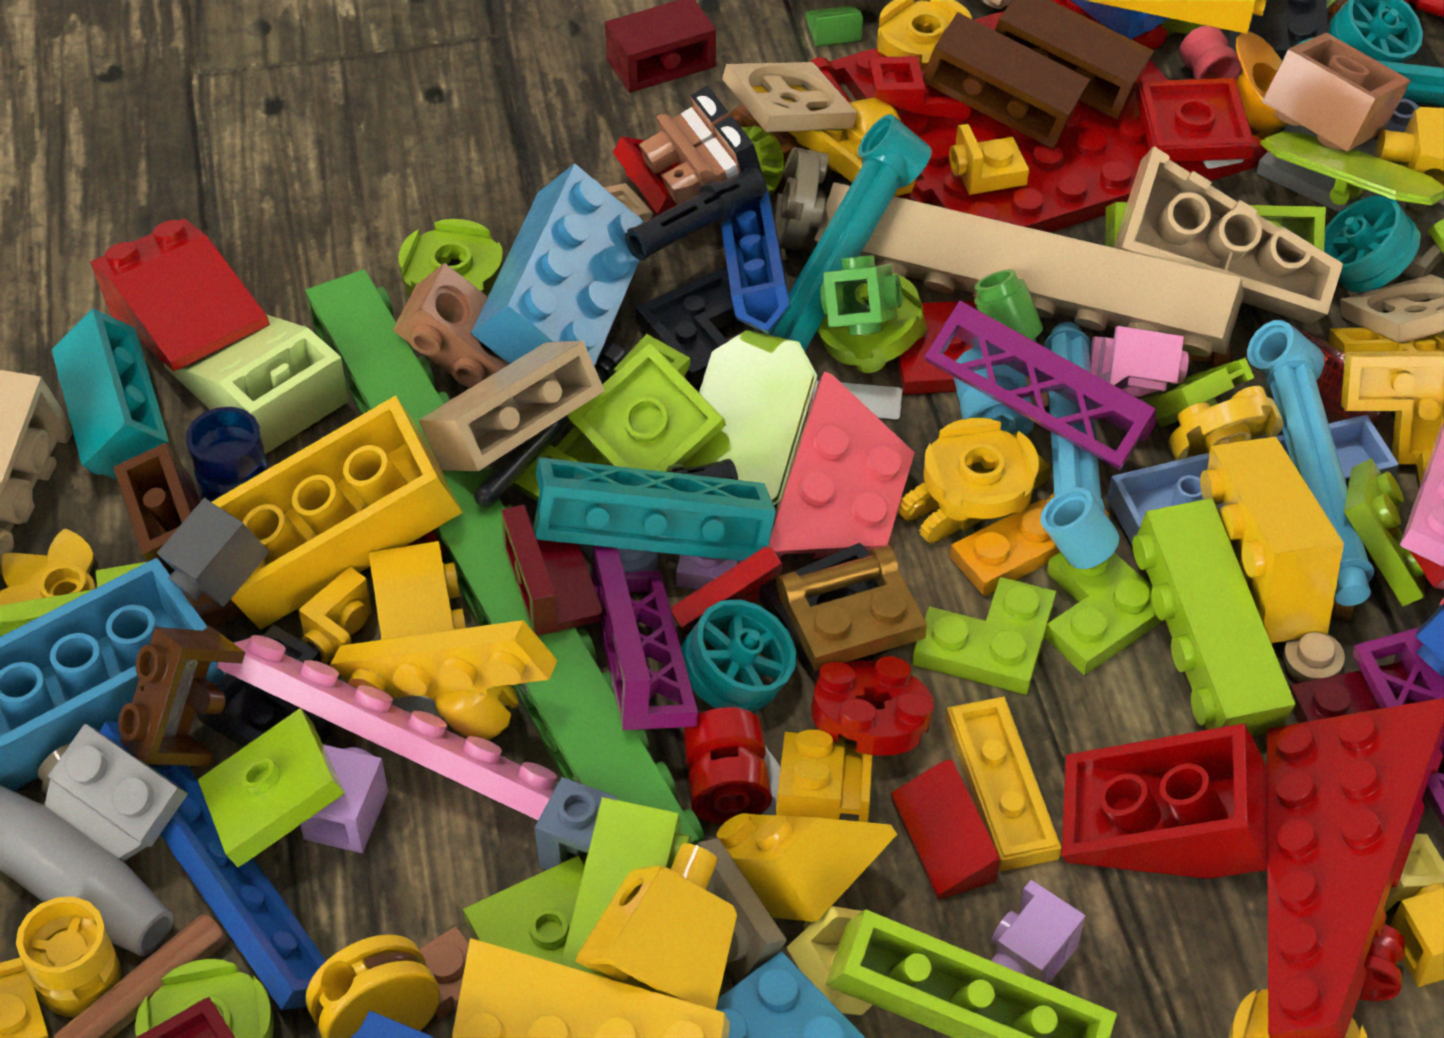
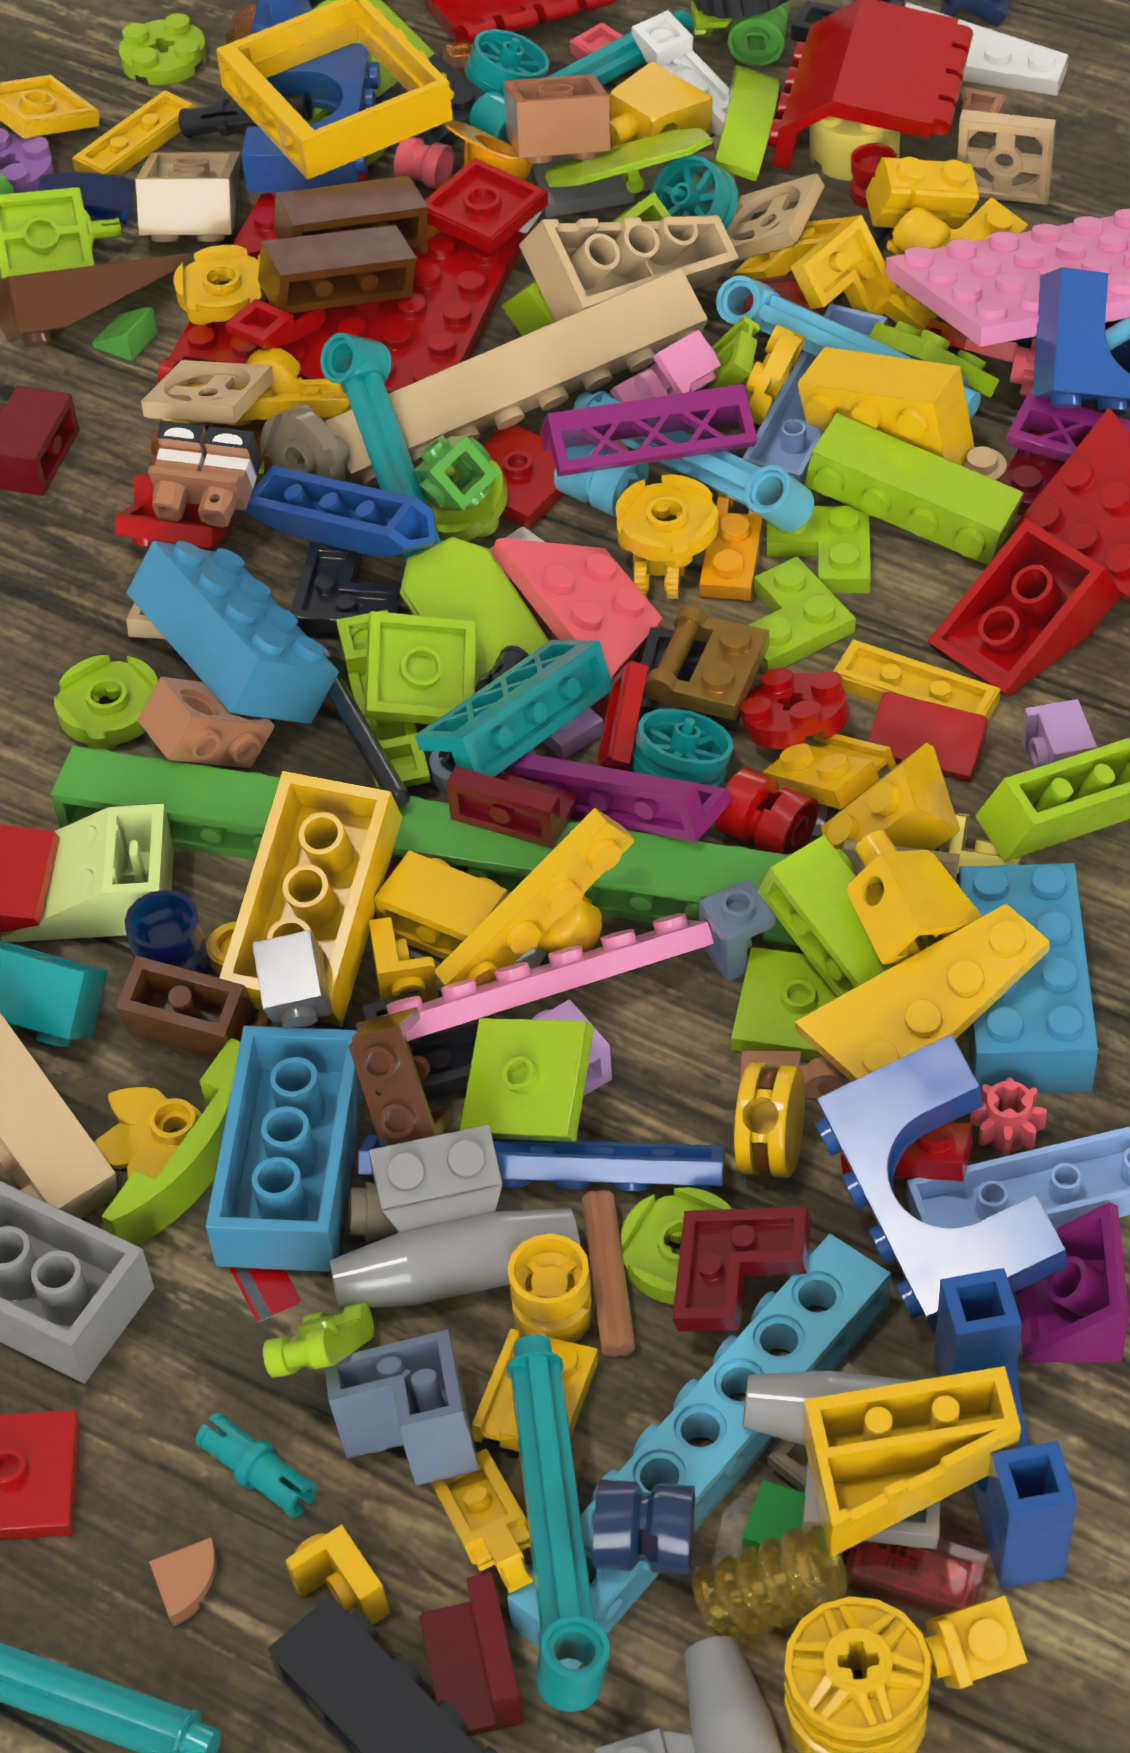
camera: 45 degrees left, 0 degrees up
(511, 406) = (341, 718): tan brick -> none
(713, 204) = (268, 478): black pin -> none
(987, 164) = (395, 329): yellow bracket -> none
(1008, 302) = (536, 399): bright green brick -> none

